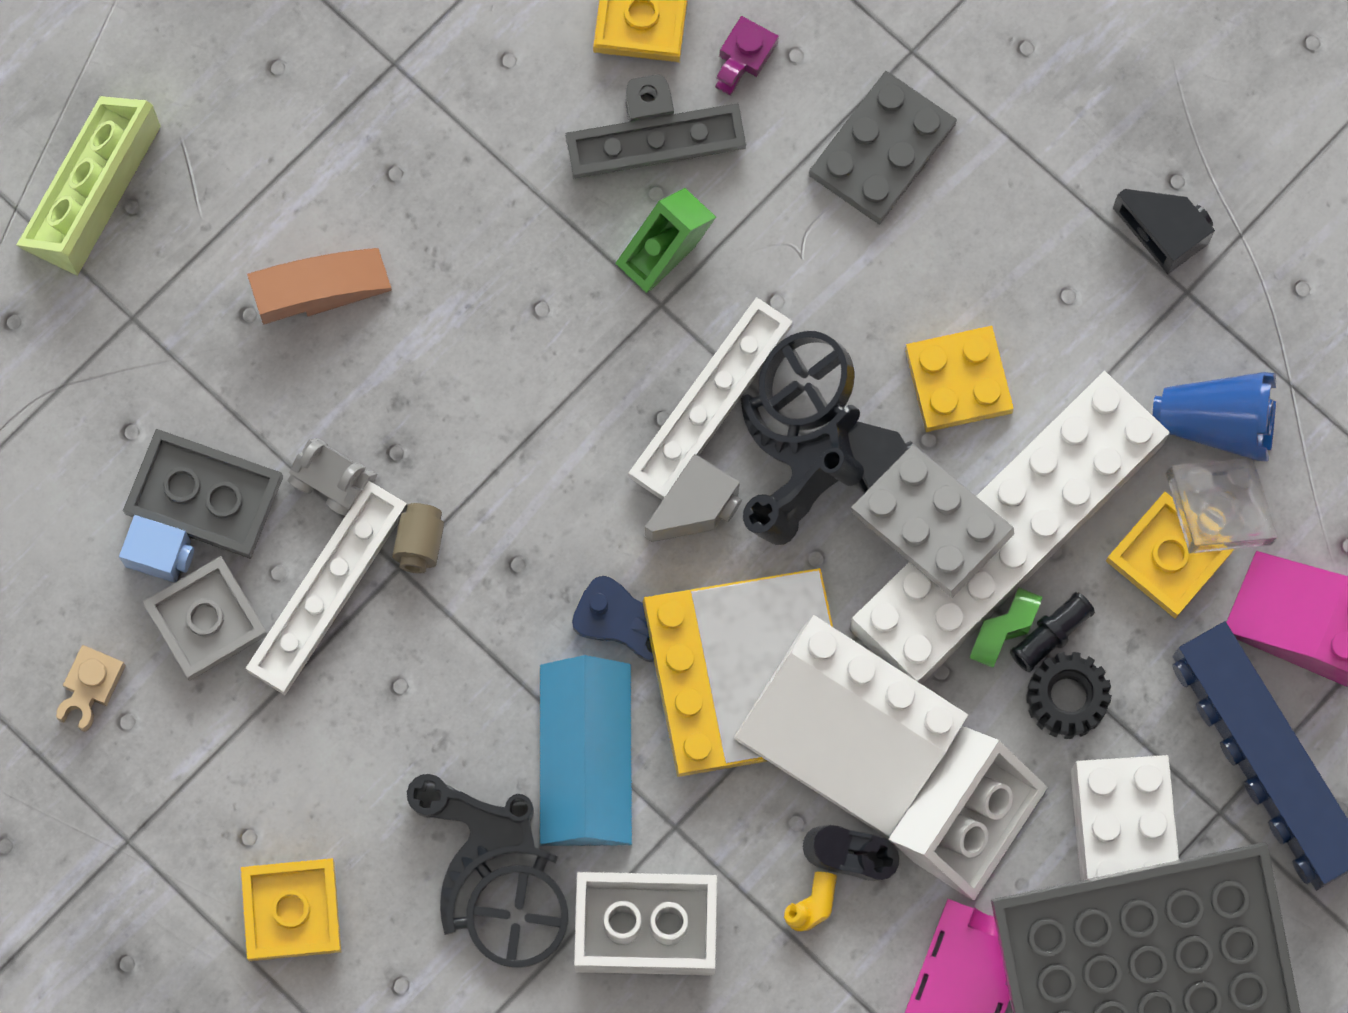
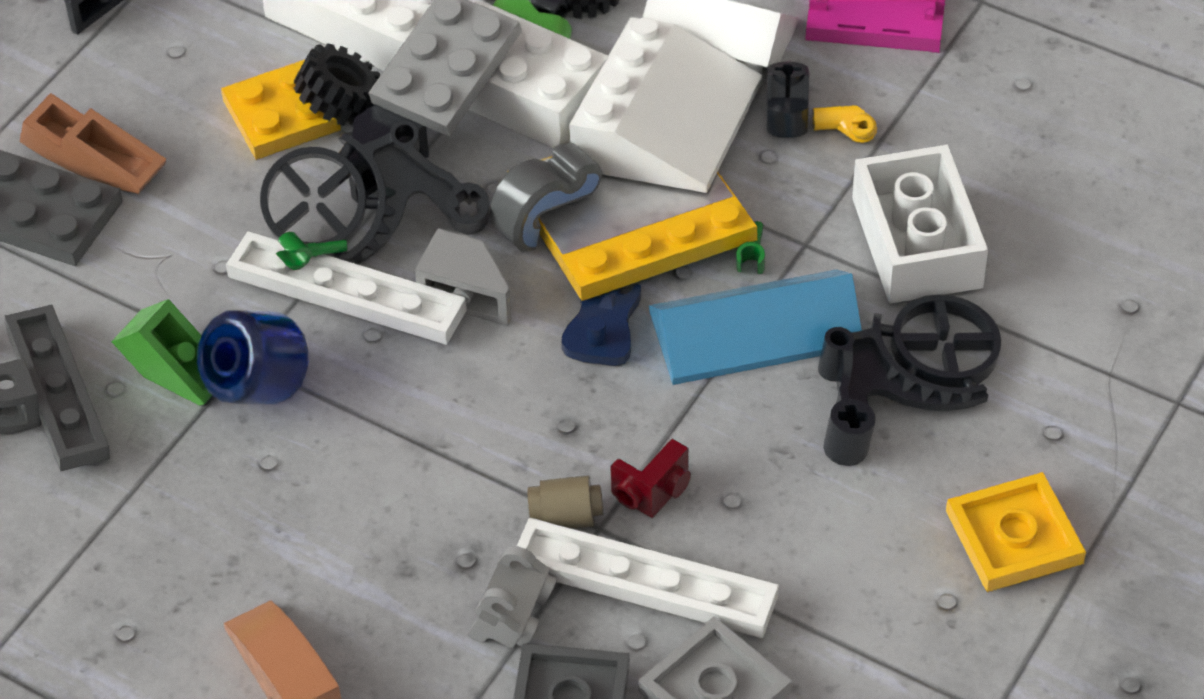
camera: 100 degrees left, 25 degrees down
(421, 627) = (654, 485): none -> dark red bracket
(629, 301) = (252, 357): none -> clear blue head
(669, 773) = (752, 251): none -> green hand
(745, 356) = (298, 253): none -> green hand
(762, 588) = (538, 188): none -> dark grey animal
(938, 200) = (90, 145): none -> nougat slope
(949, 402) = (335, 83): none -> black tyre

